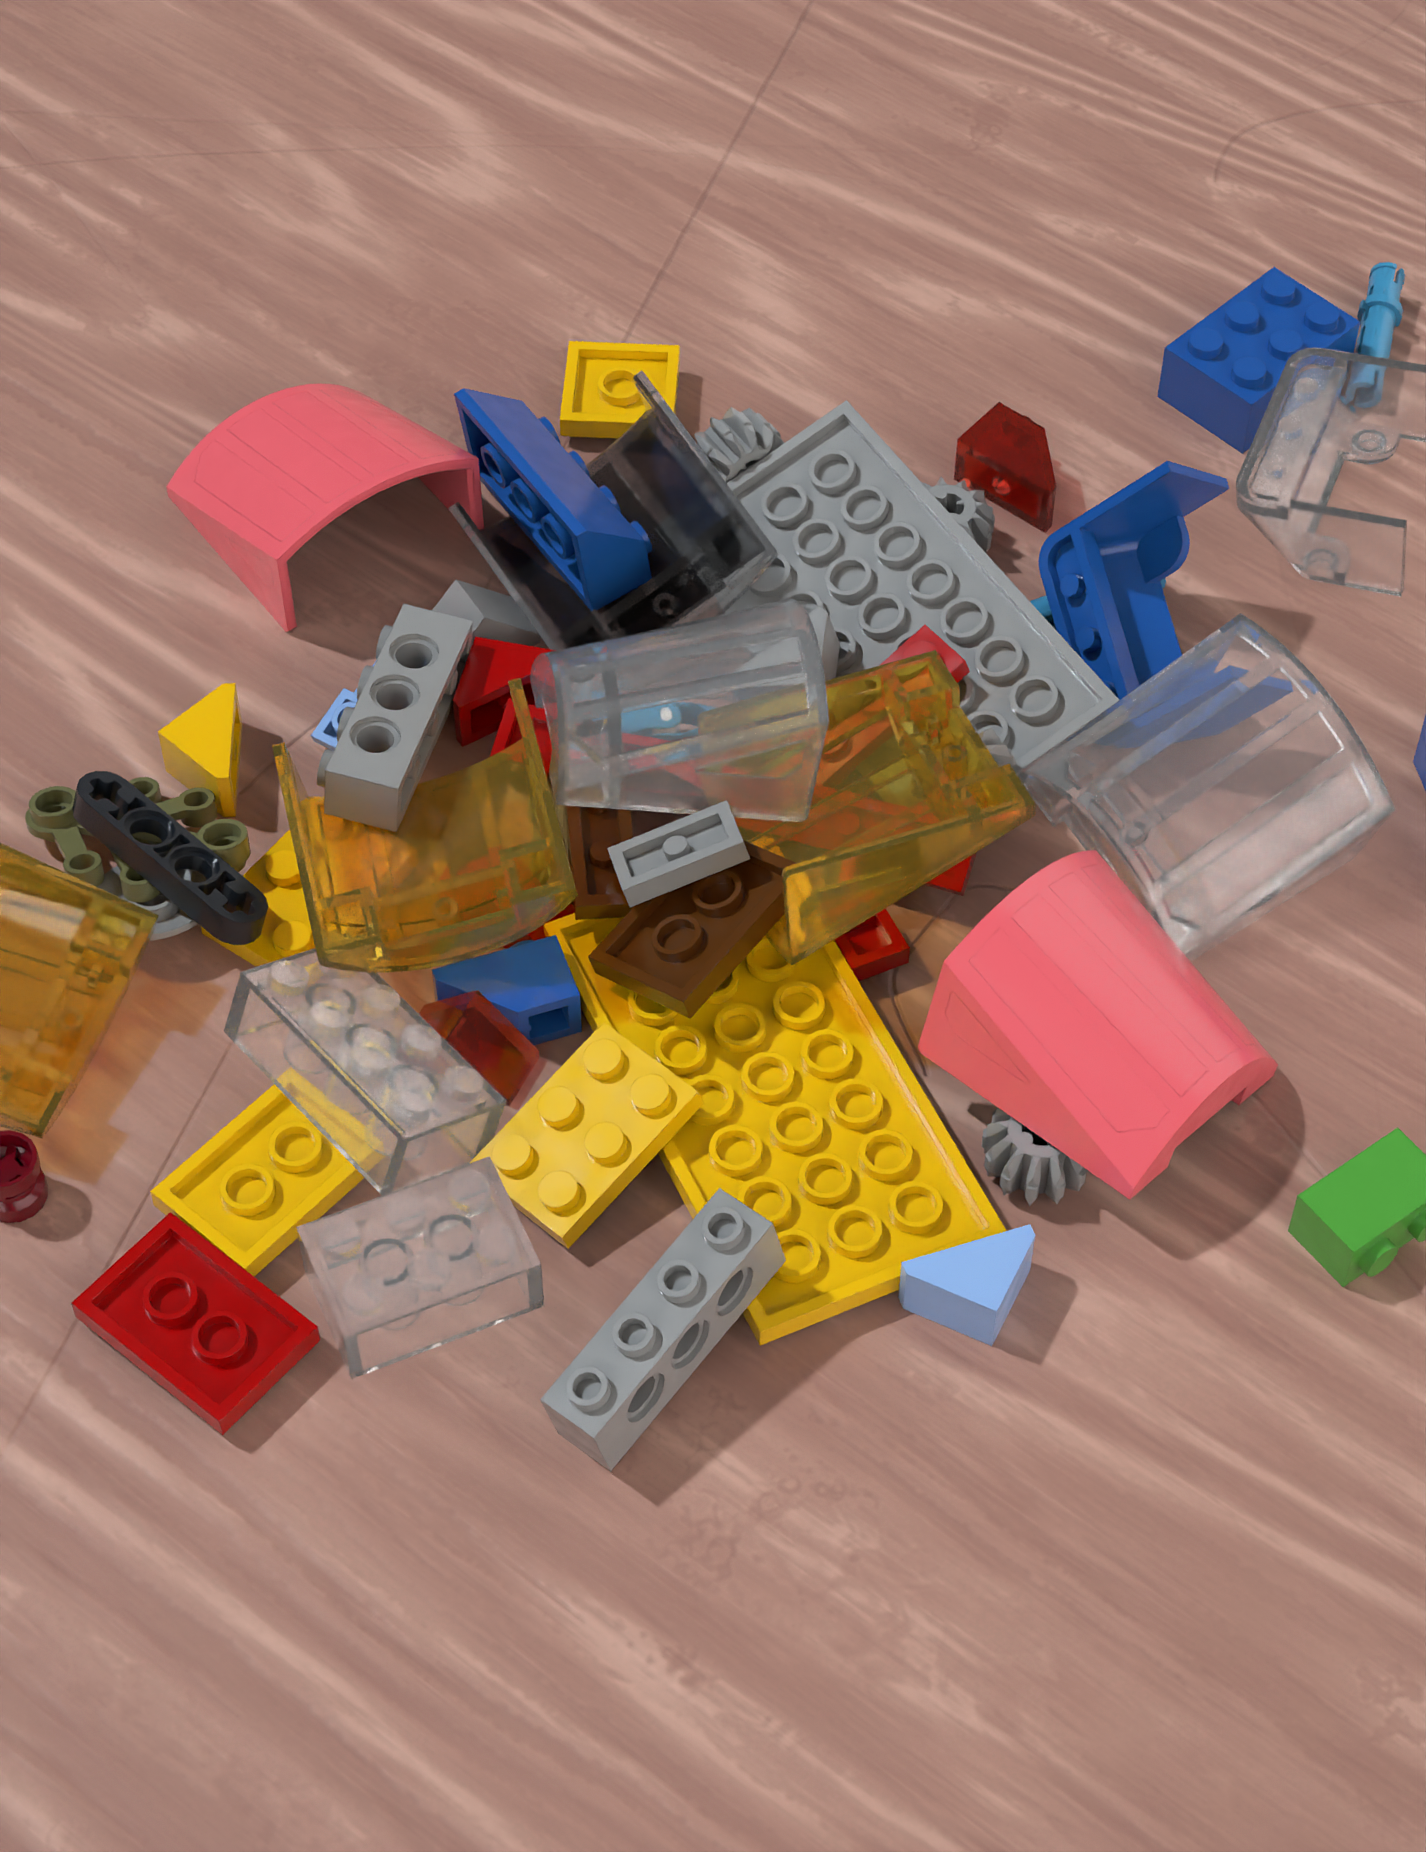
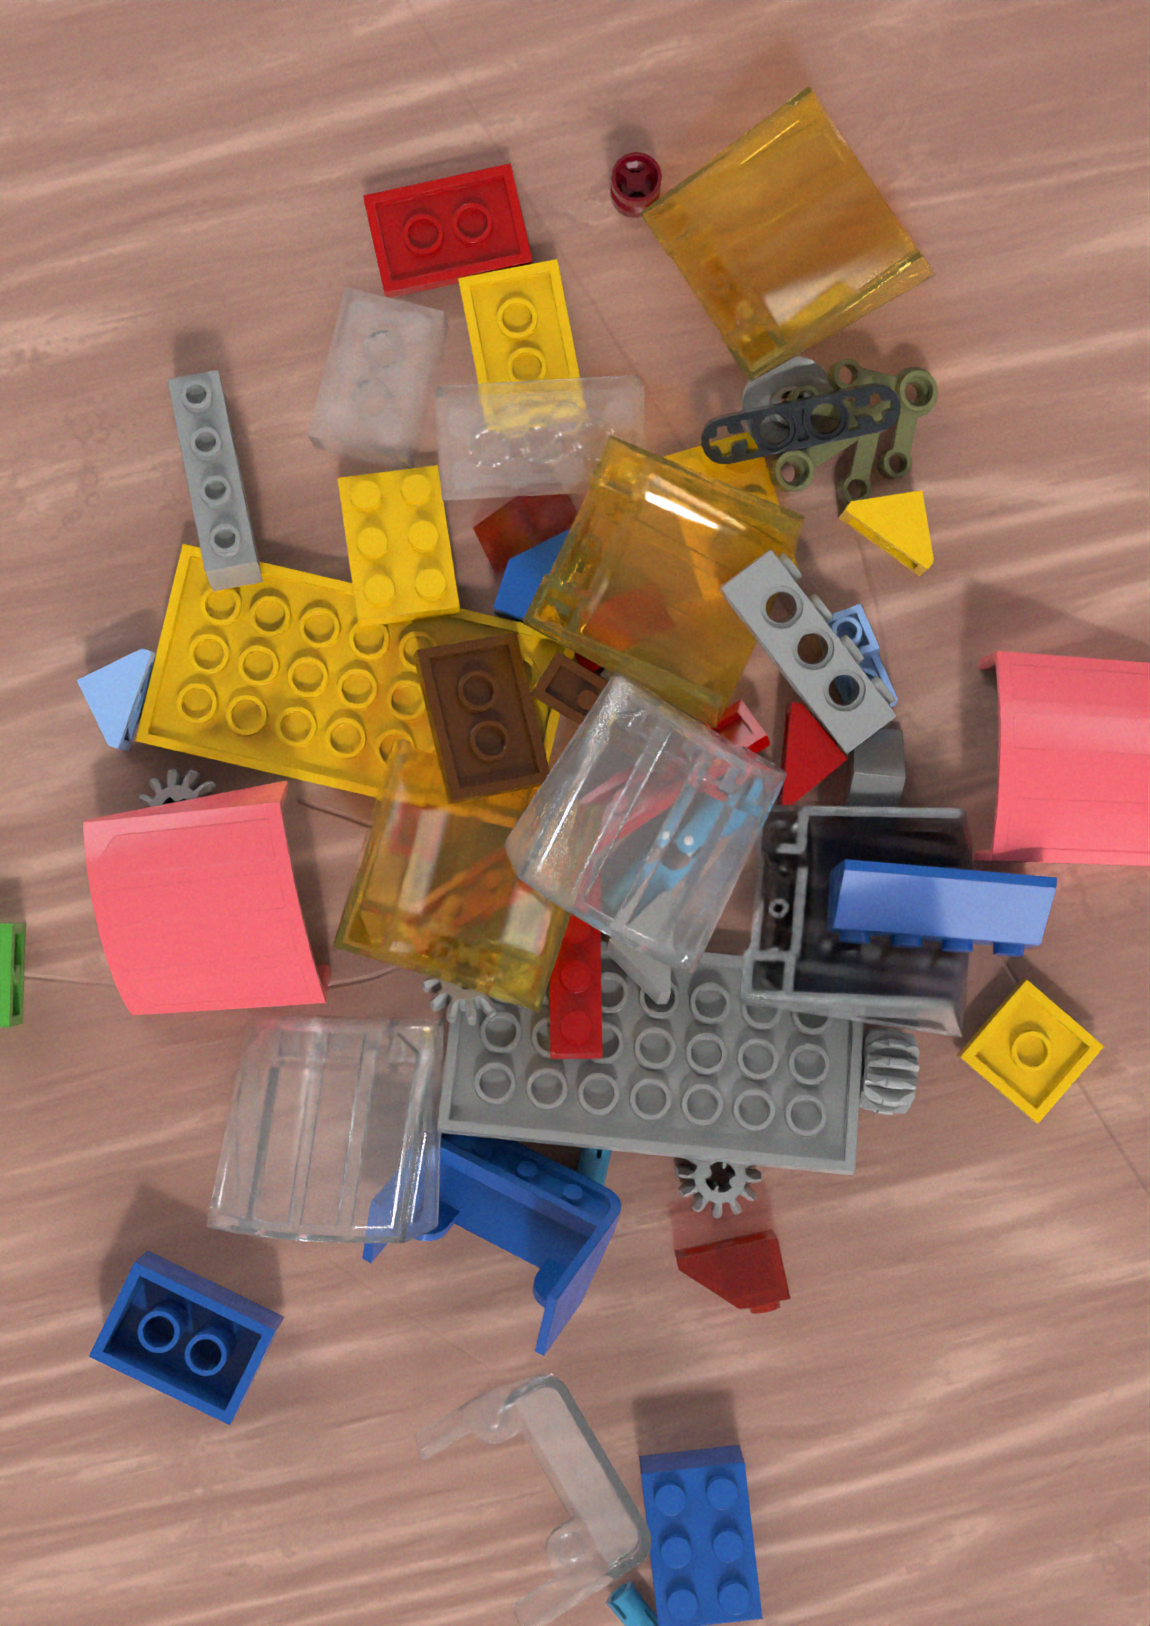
camera: 125 degrees right, 35 degrees up
(678, 853) = (531, 733): light grey plate -> none

